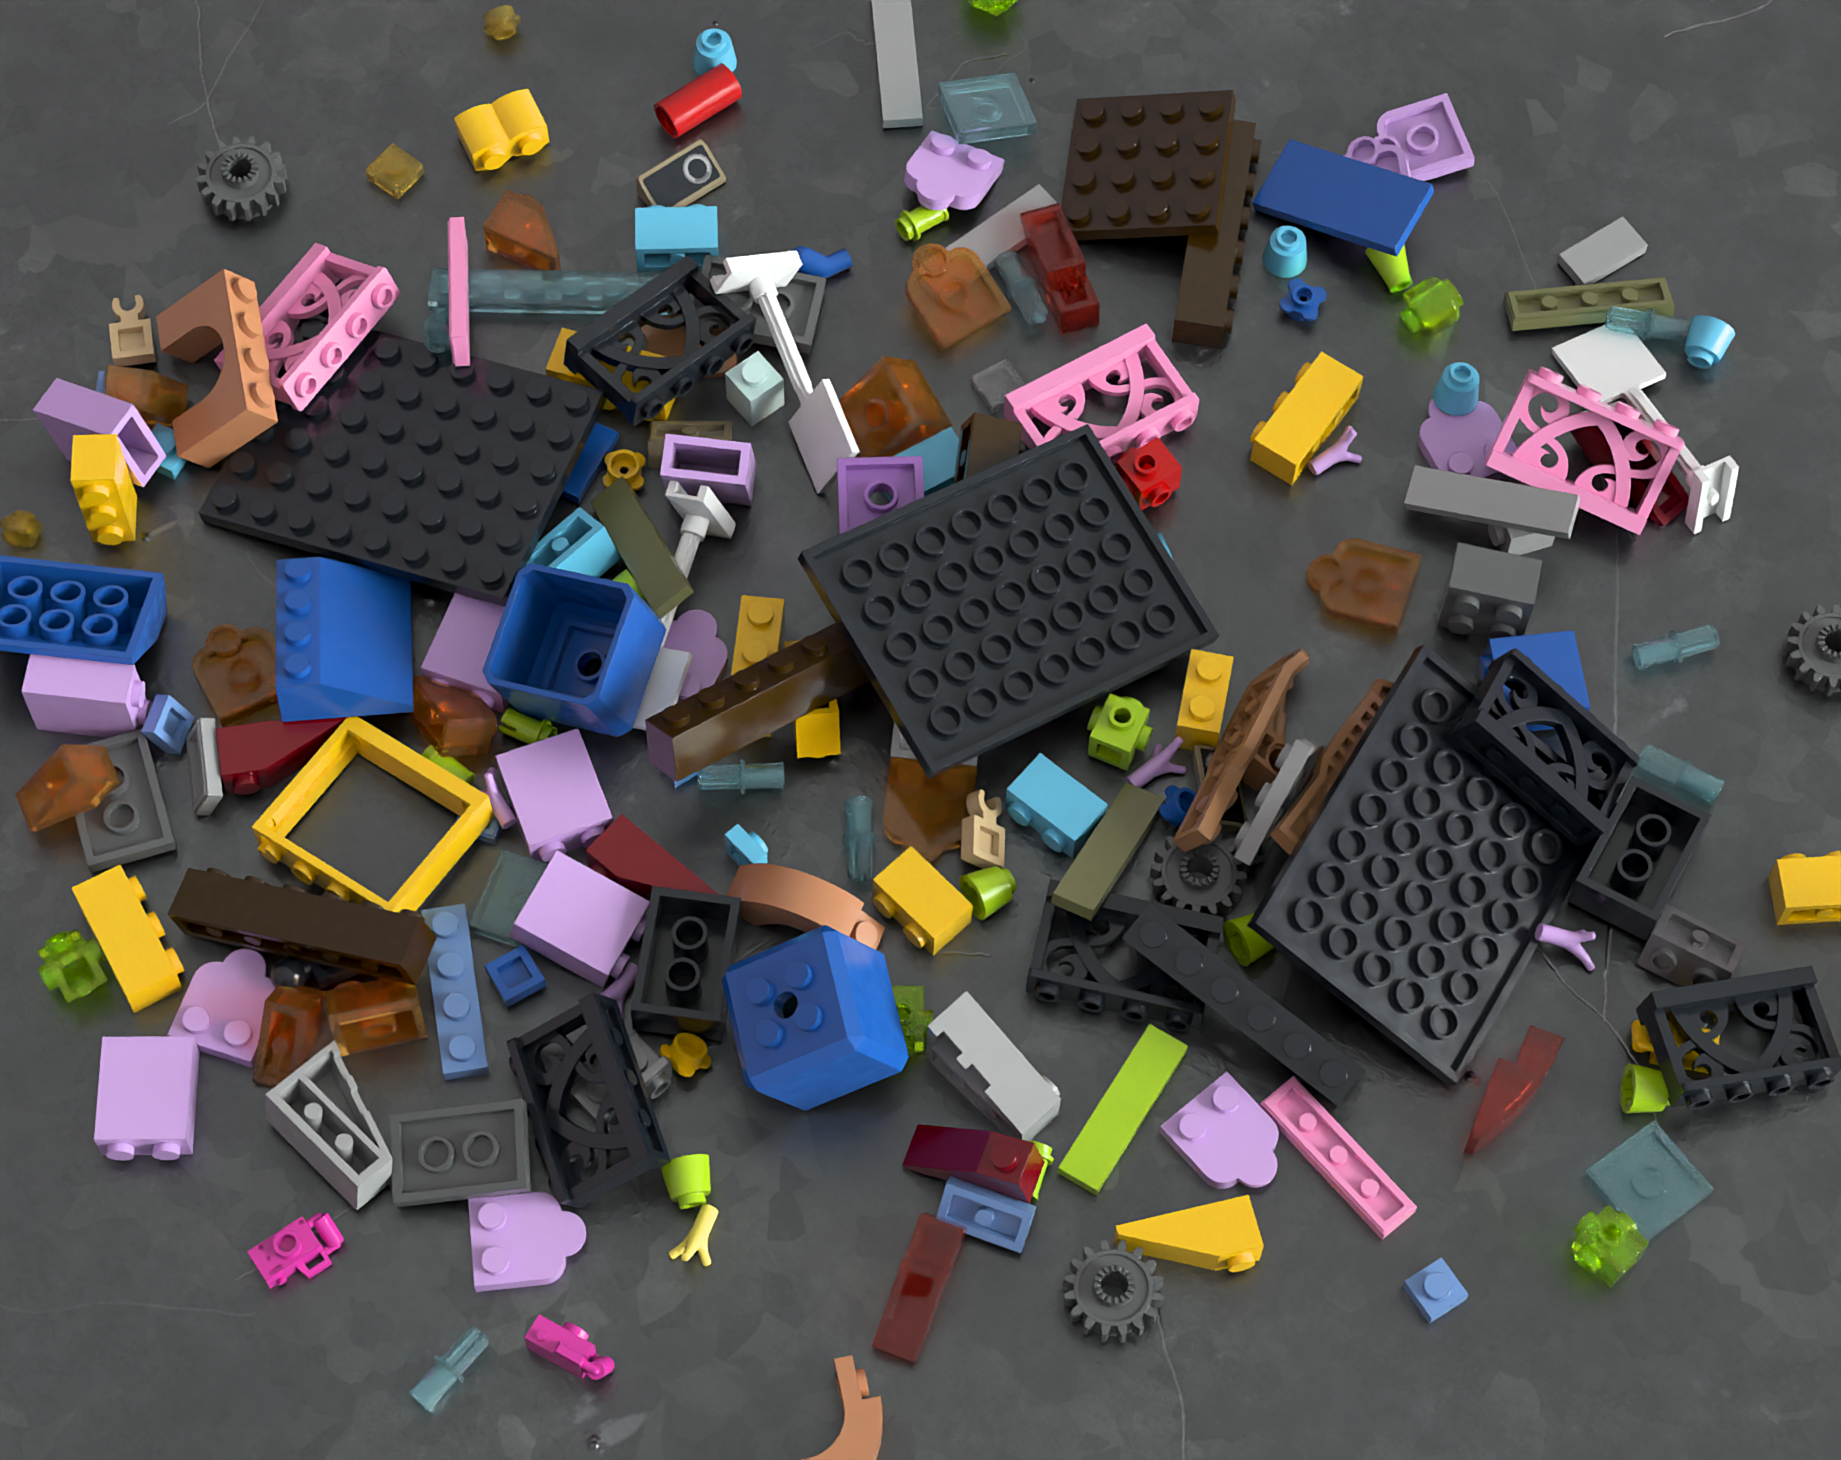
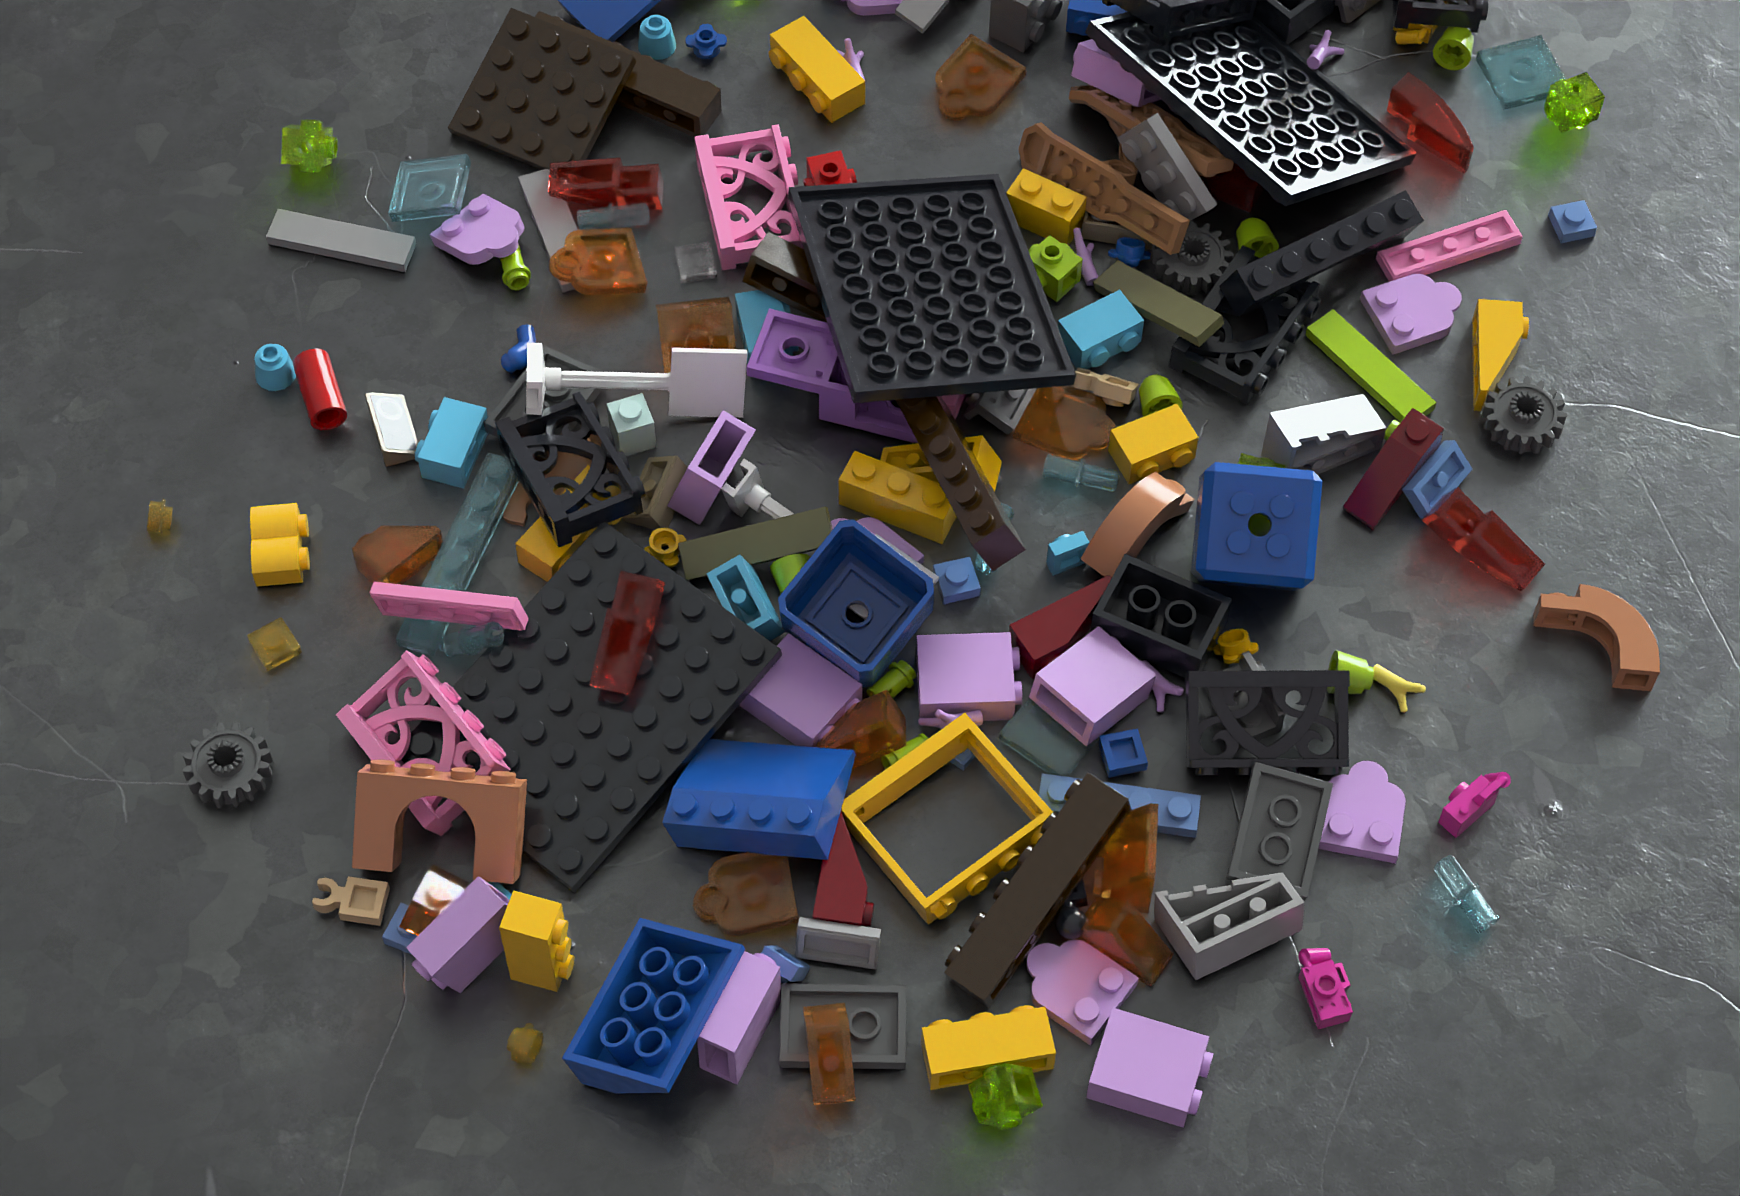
camera: 70 degrees left, 5 degrees down
(469, 450) = (626, 632): none -> clear red slope

